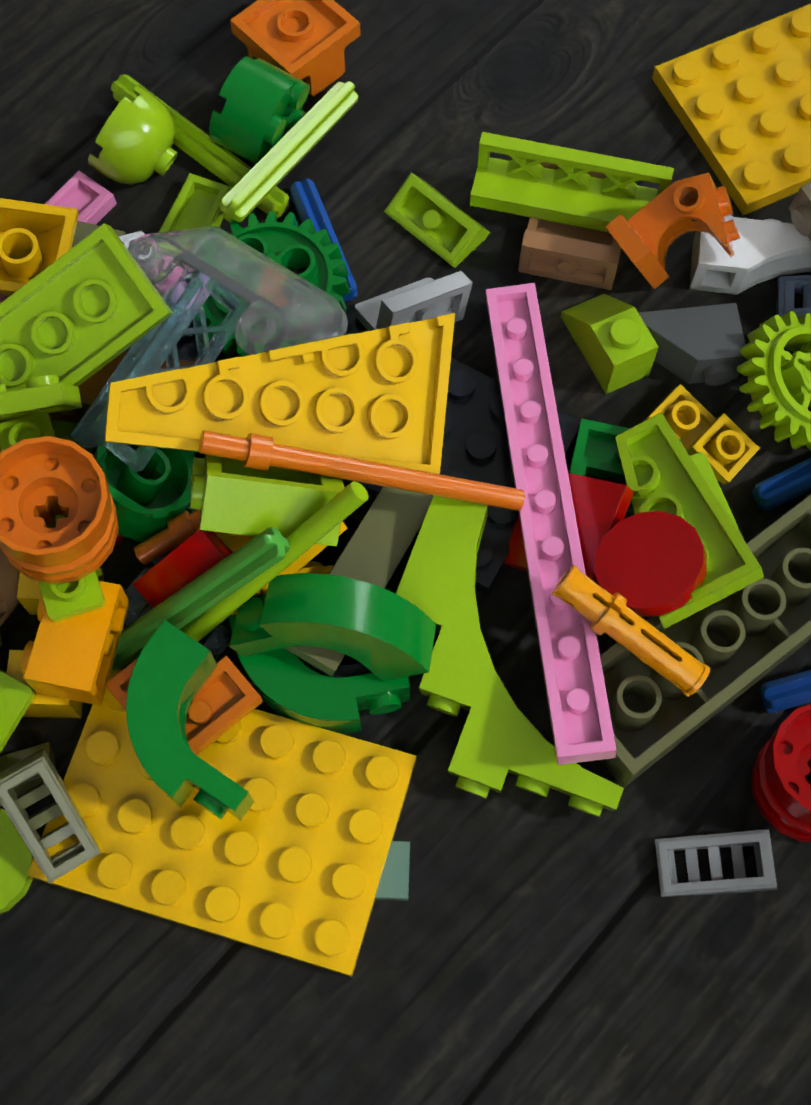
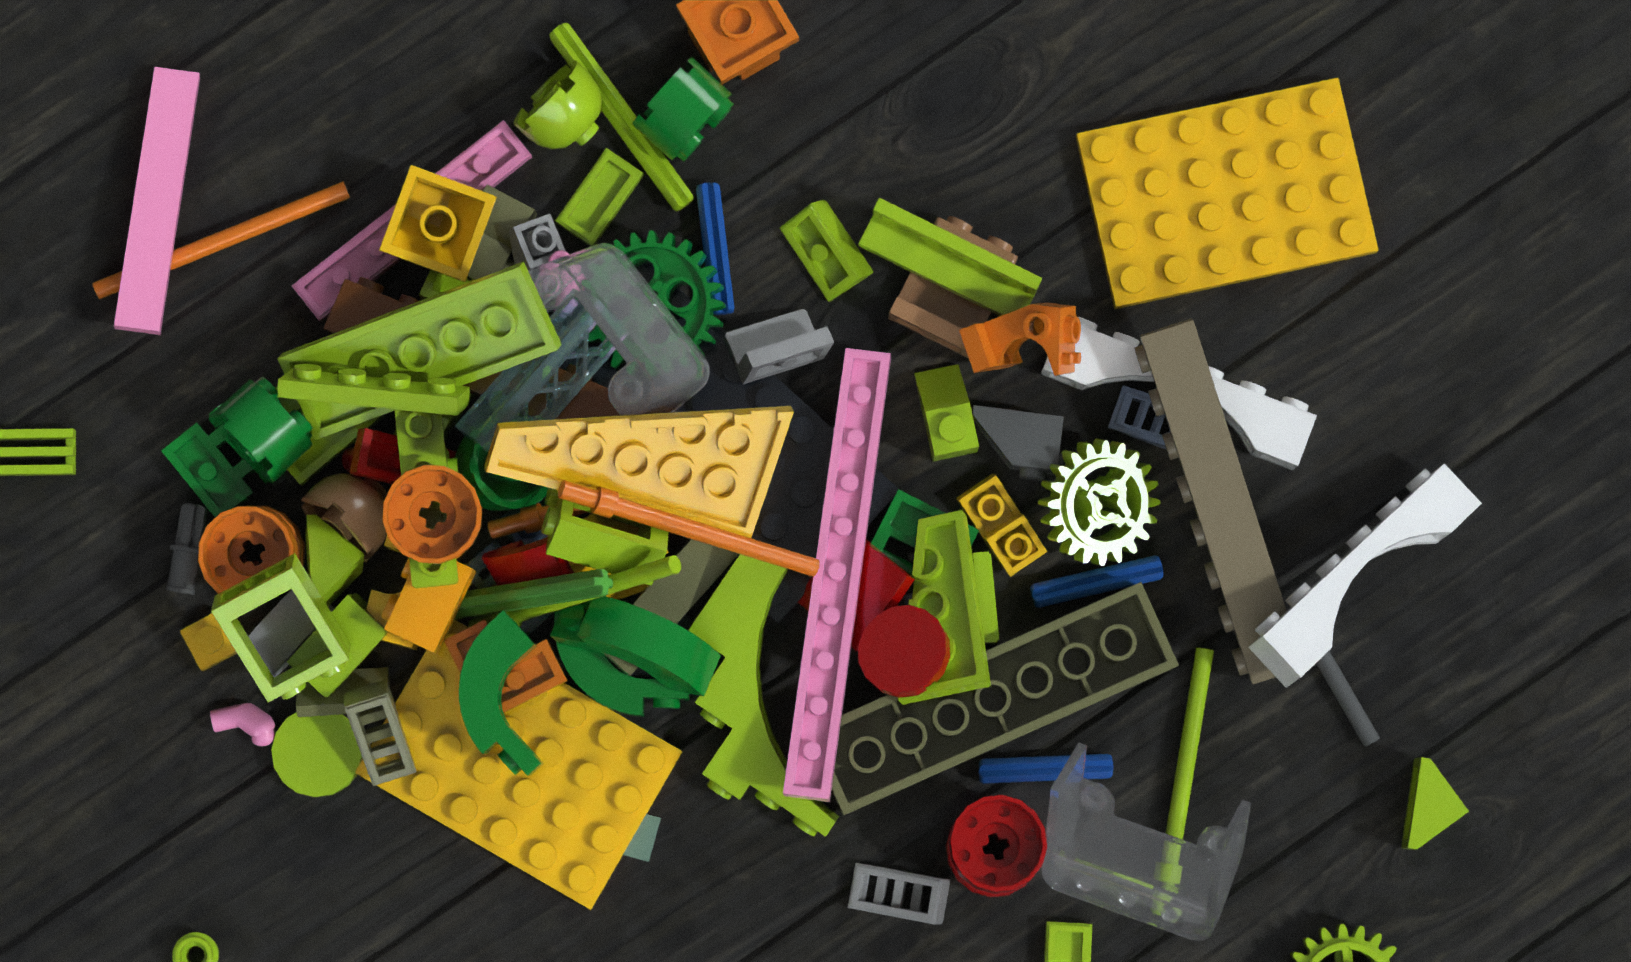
camera: 10 degrees right, 15 degrees up
(288, 152) = (703, 159): lime axle -> none
(611, 615) = (834, 666): light orange pin -> none

